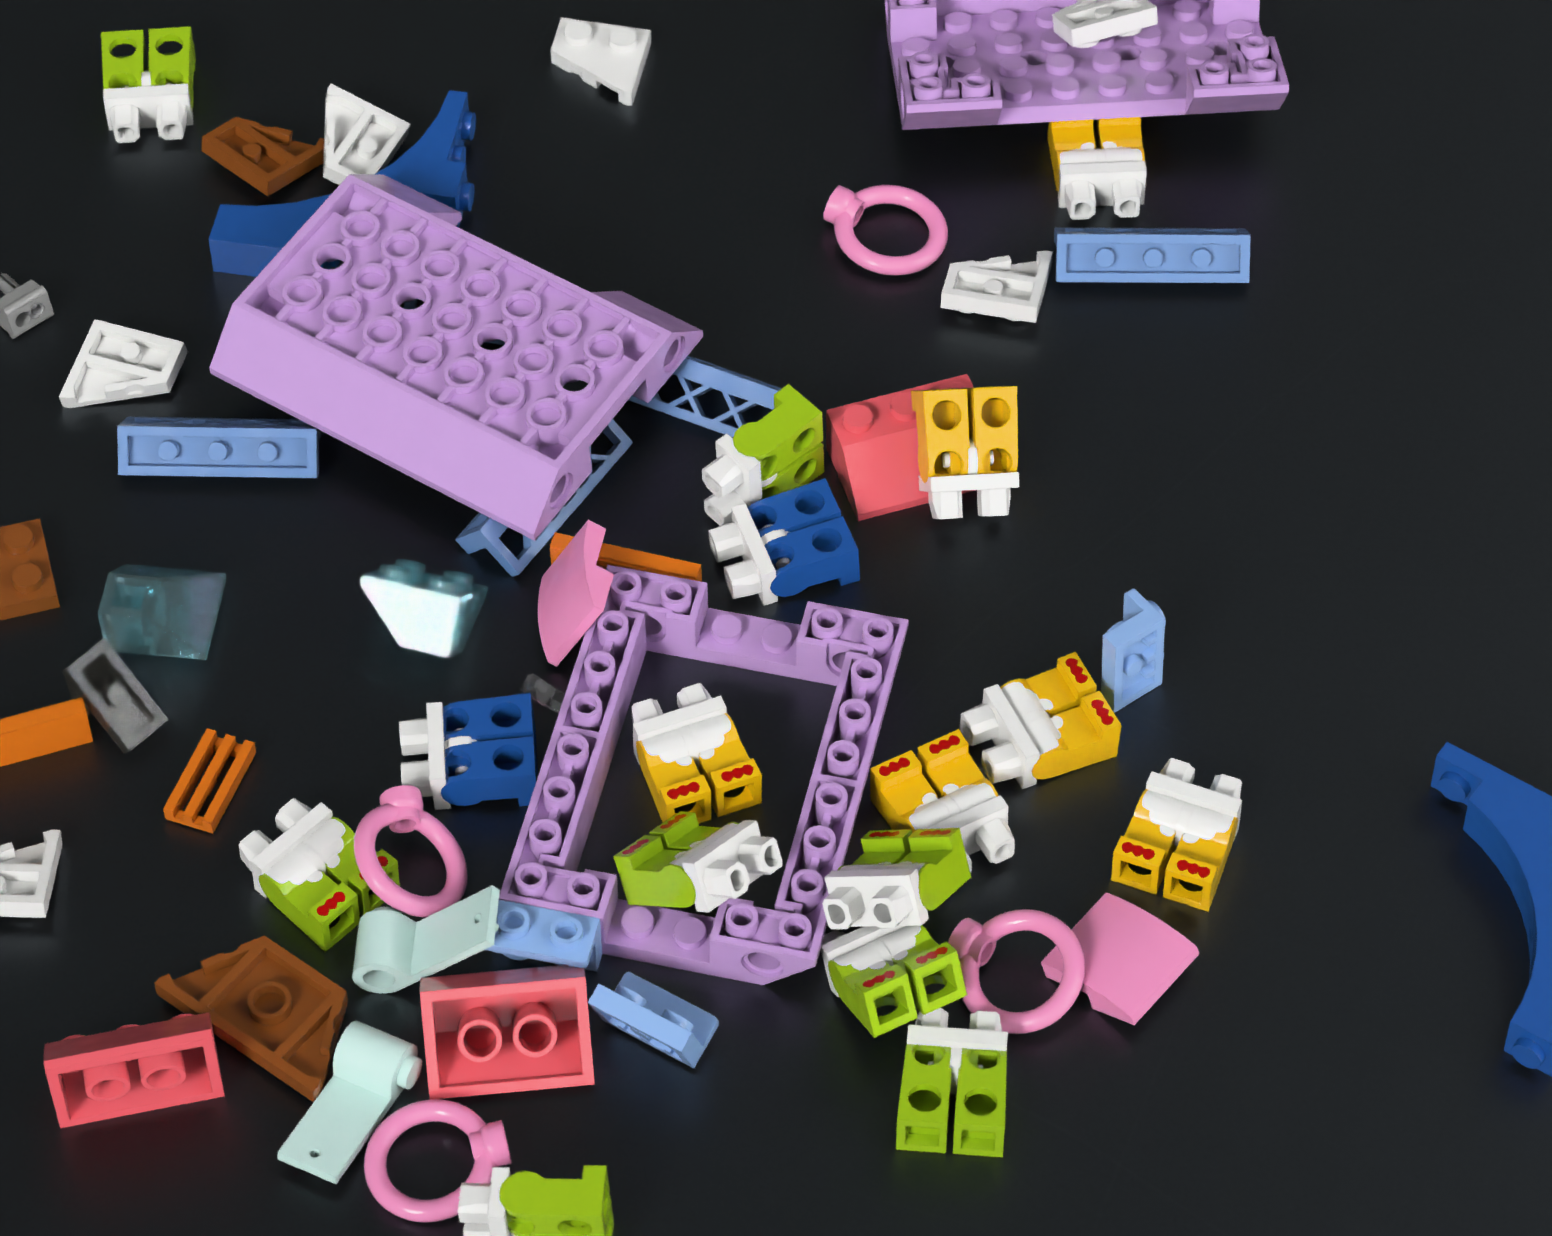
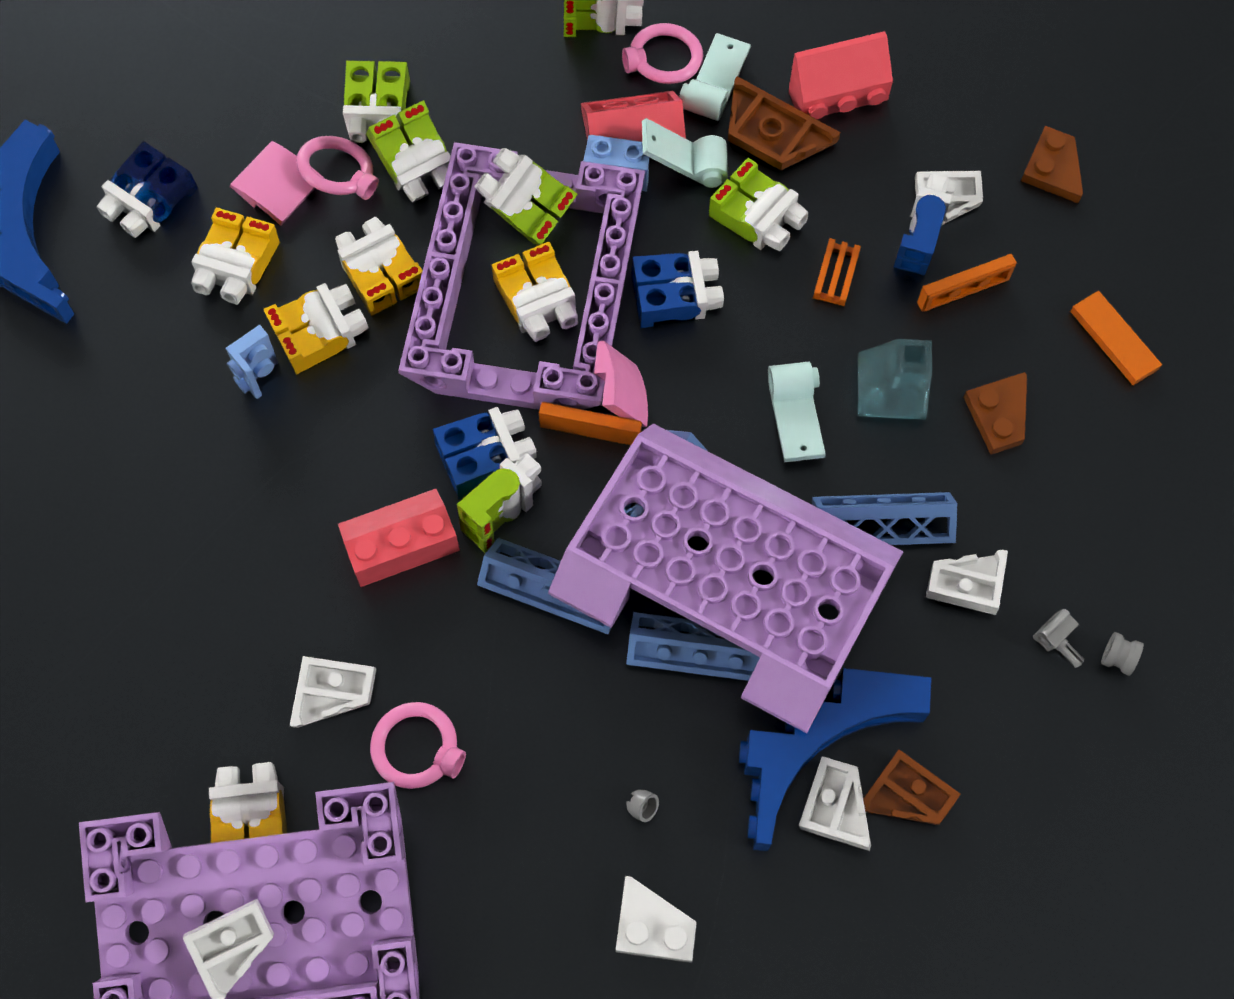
camera: 175 degrees right, 15 degrees up
(60, 786) = (927, 217): none -> blue hips
(113, 696) = (907, 305): clear smoke slope -> none
(150, 91) = (1018, 859): hips -> none
(317, 580) = (795, 411): none -> light aqua door
(403, 812) = (711, 233): bright pink piece -> none
(425, 608) = (722, 391): clear light blue slope -> none
(543, 692) = (636, 333): clear tile -> none
(604, 159) = (643, 805): none -> light grey hinge
(656, 1017) = (549, 121): light blue bracket -> none
(896, 878) = (408, 178): hips -> none
(967, 445) = (355, 503): yellow hips -> none
(1152, 255) = (208, 720): medium blue fence -> none
(1335, 947) = (145, 190): none -> clear blue hips

